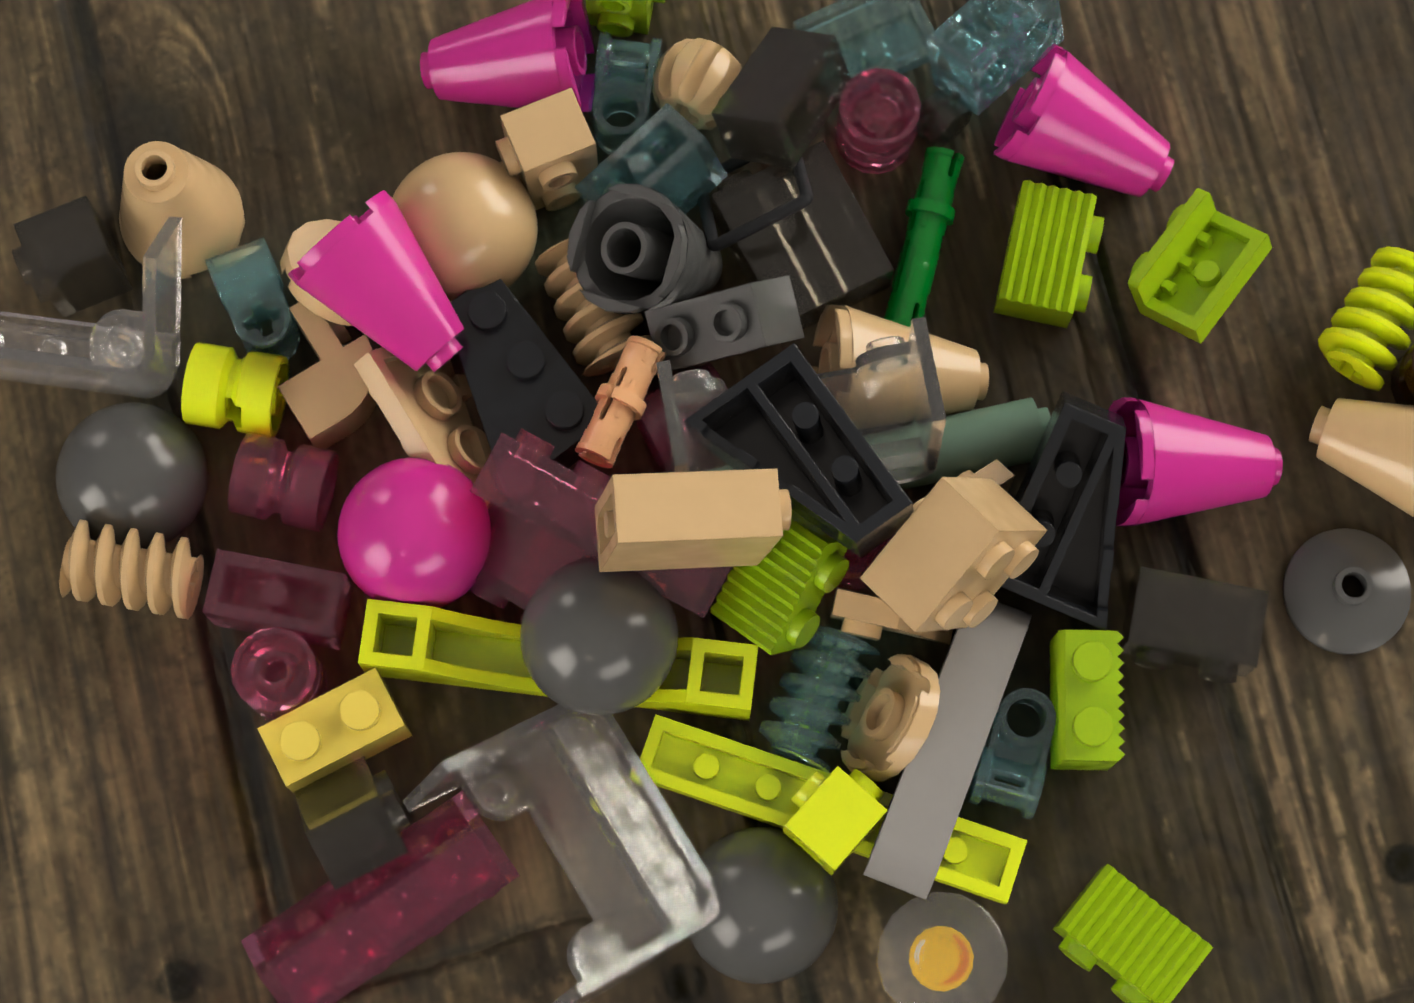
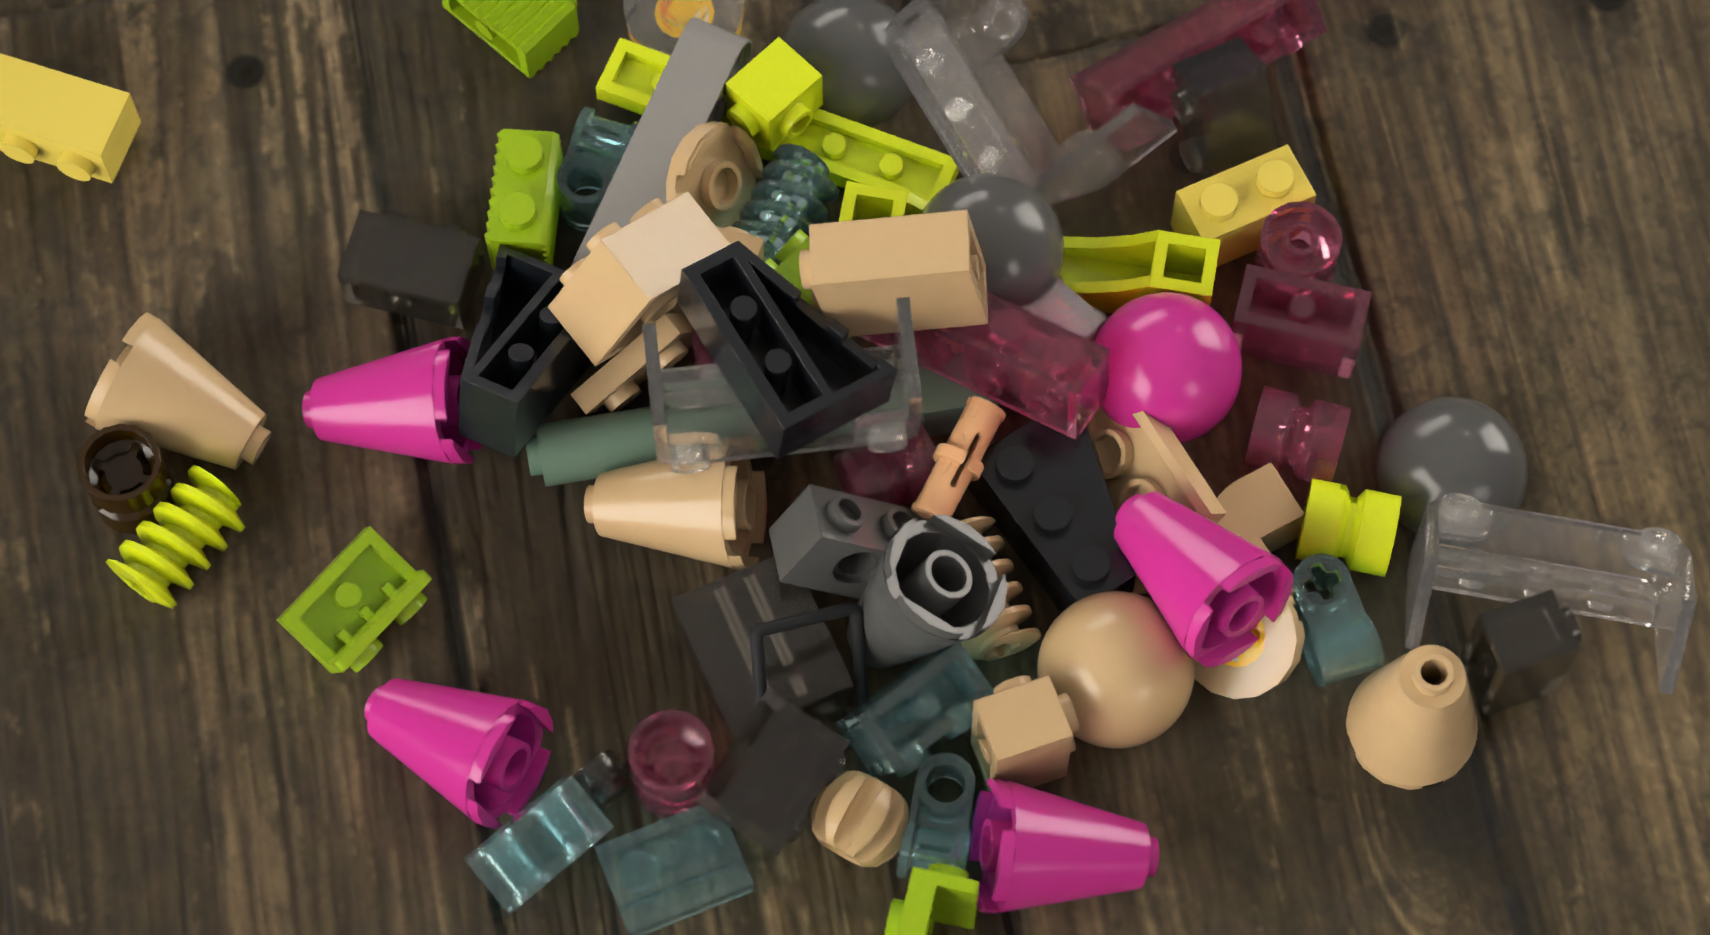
camera: 175 degrees left, 10 degrees down
(131, 571) = (1445, 361): tan piece -> none
(927, 223) = (628, 673): green pin -> none
(1047, 254) = (509, 624): lime brick -> none
(1322, 608) = (260, 329): dark grey dish -> none

